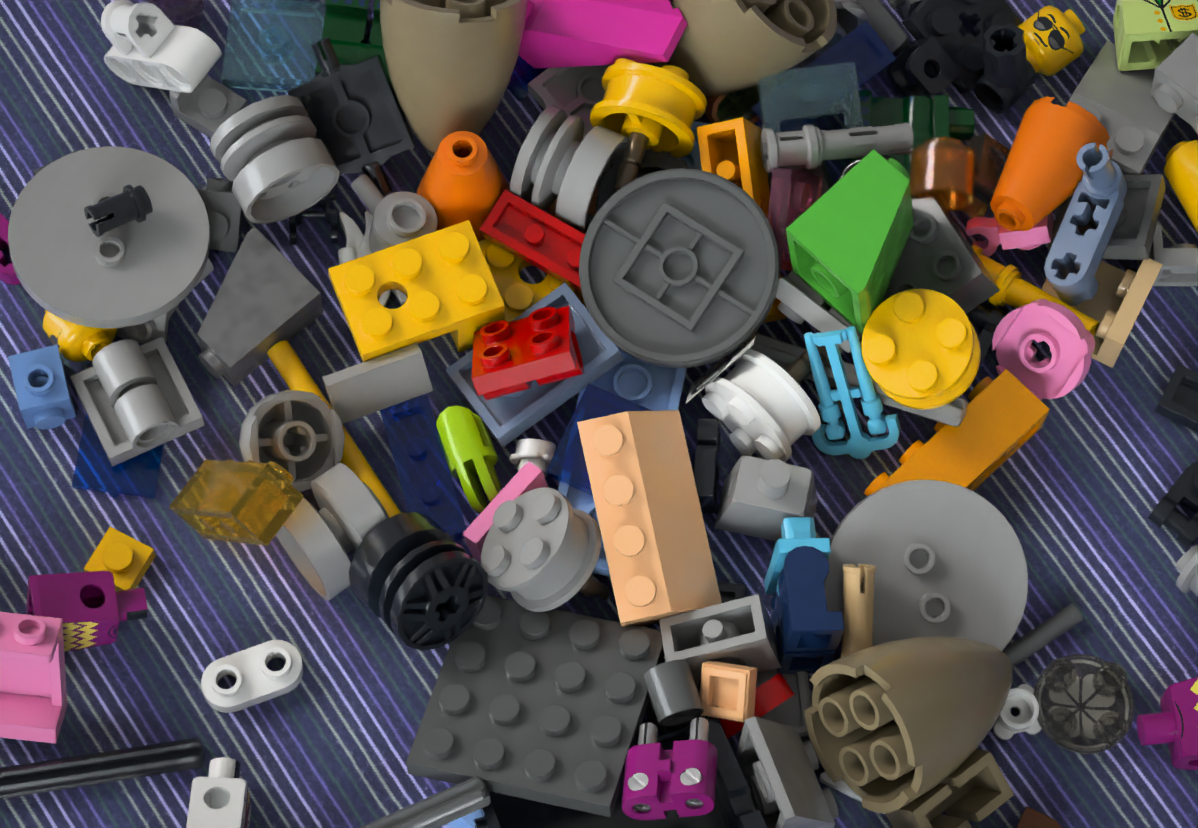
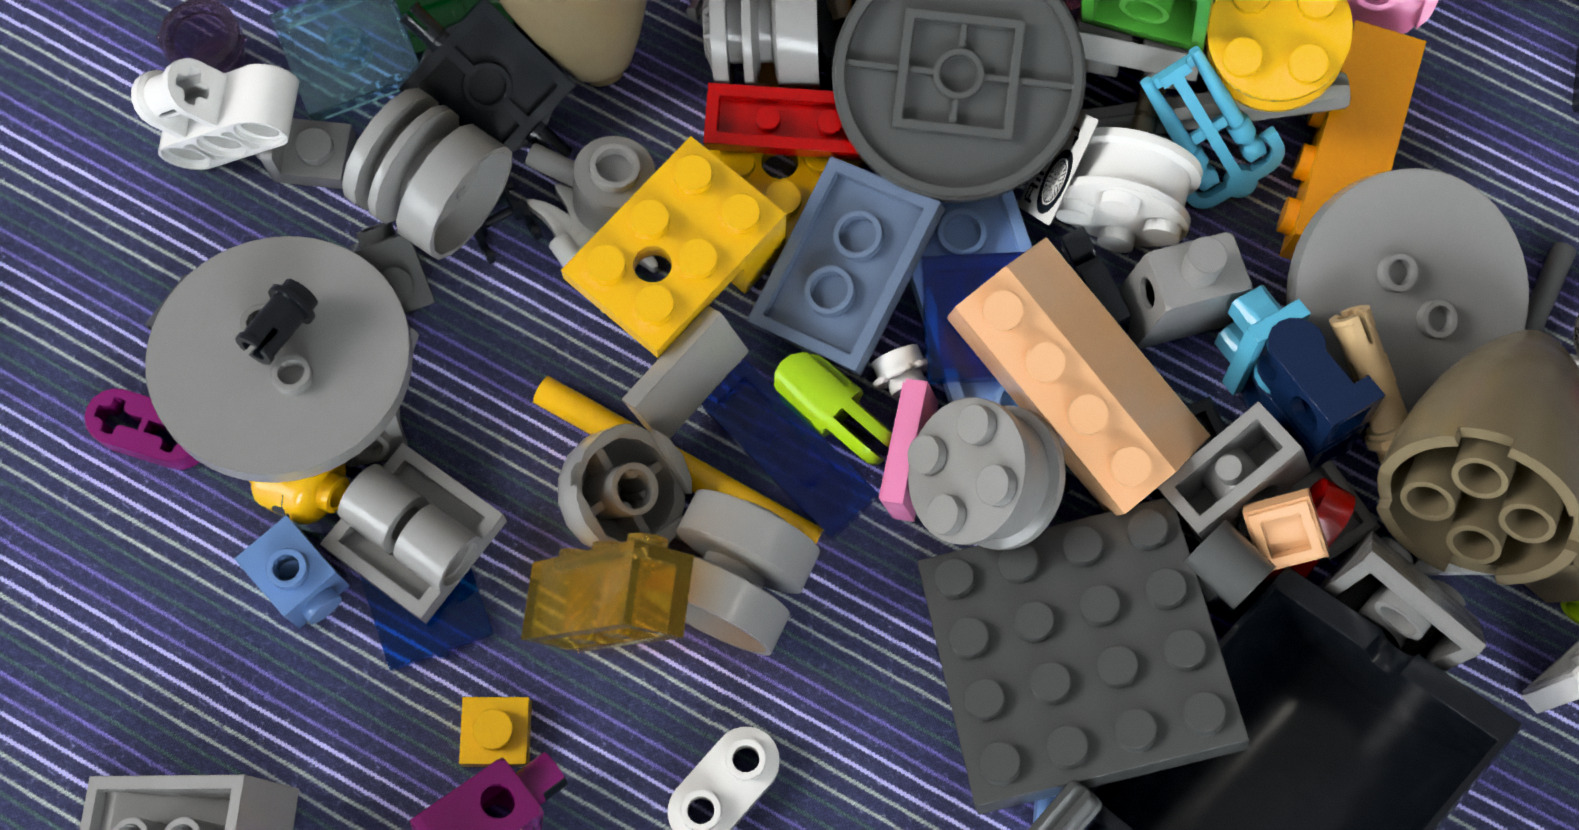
camera: 25 degrees left, 5 degrees up
(255, 308) = (494, 358): flat silver slope -> none
(418, 580) = (867, 582): black wheel -> none
(462, 181) = (653, 97): orange cone -> none
(525, 350) = (839, 254): red plate -> none
(670, 779) = (1297, 669): magenta piece -> none

